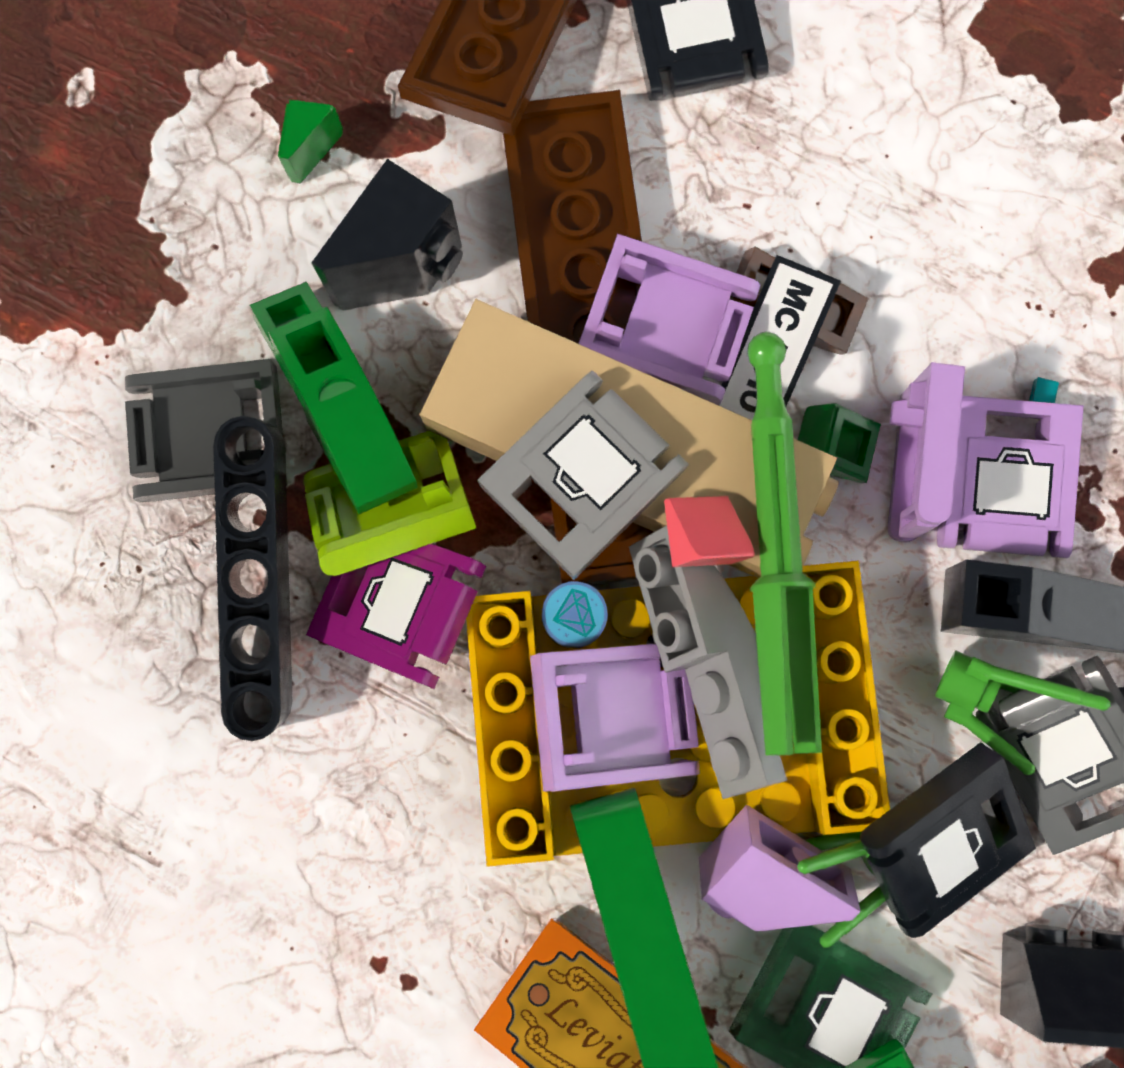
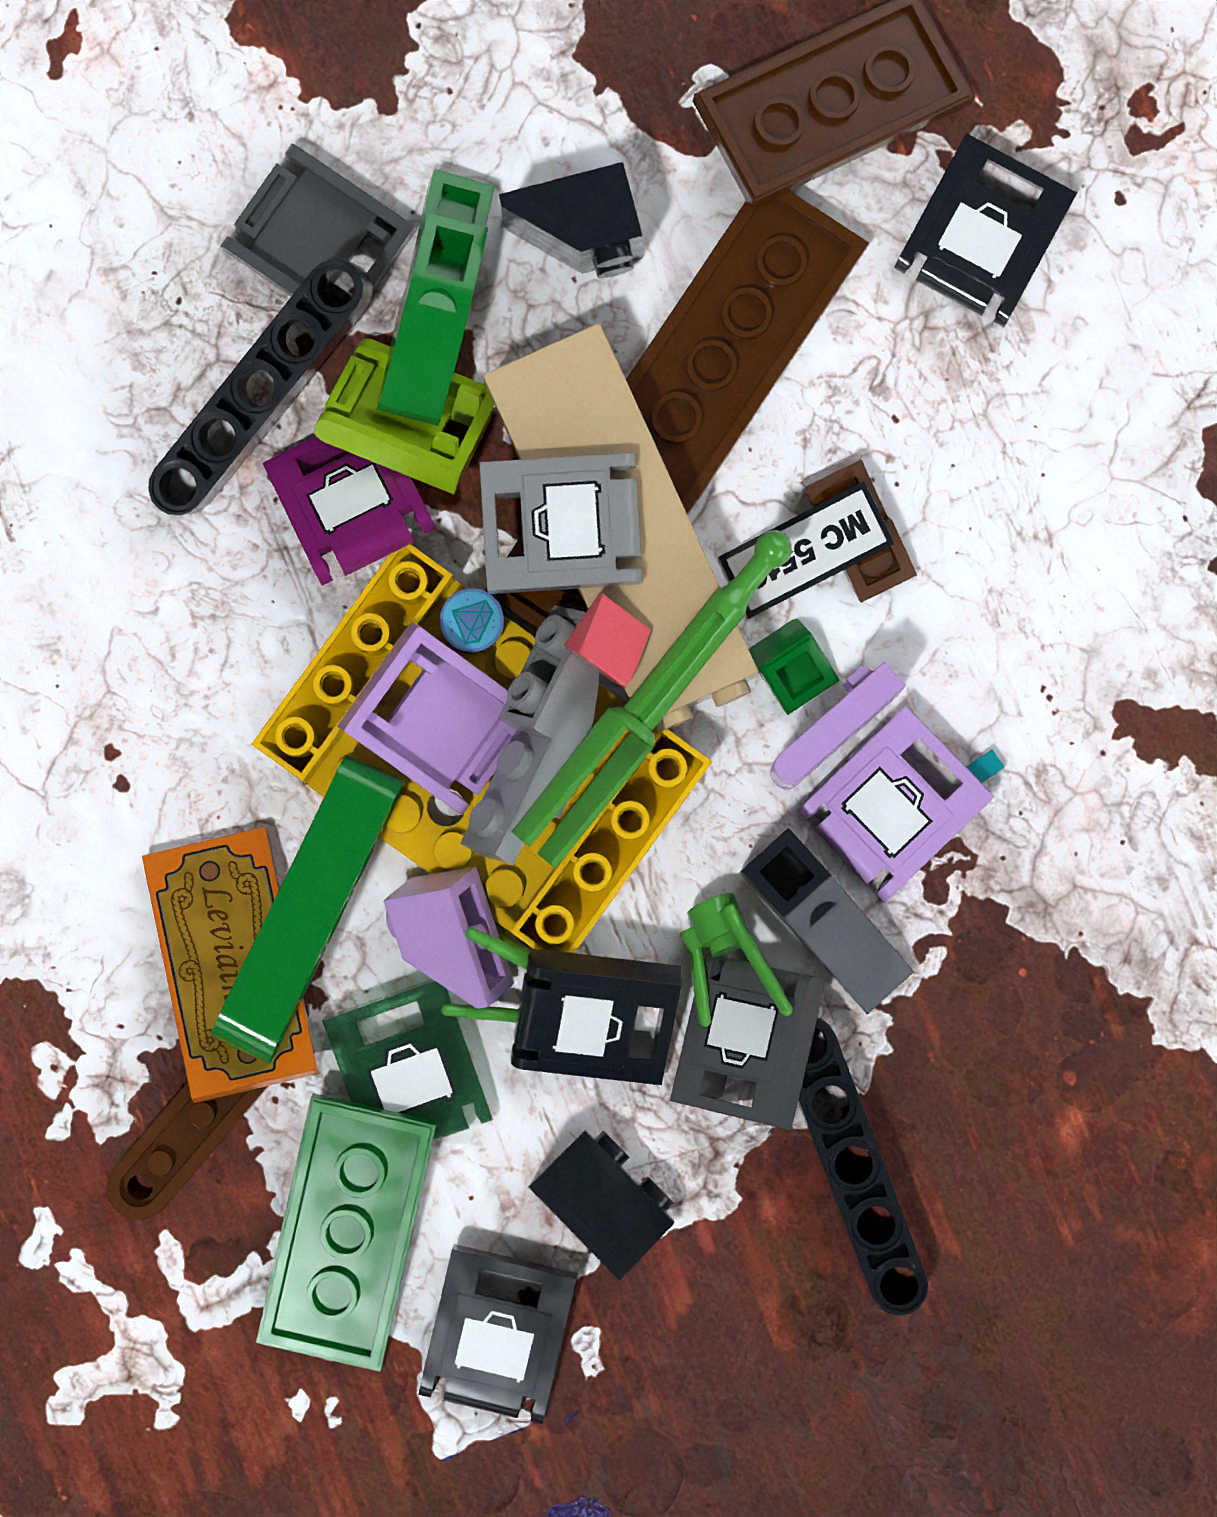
camera: 45 degrees right, 5 degrees up
(307, 136) = (591, 68): green slope -> none
(678, 320) = (745, 469): lavender container -> none

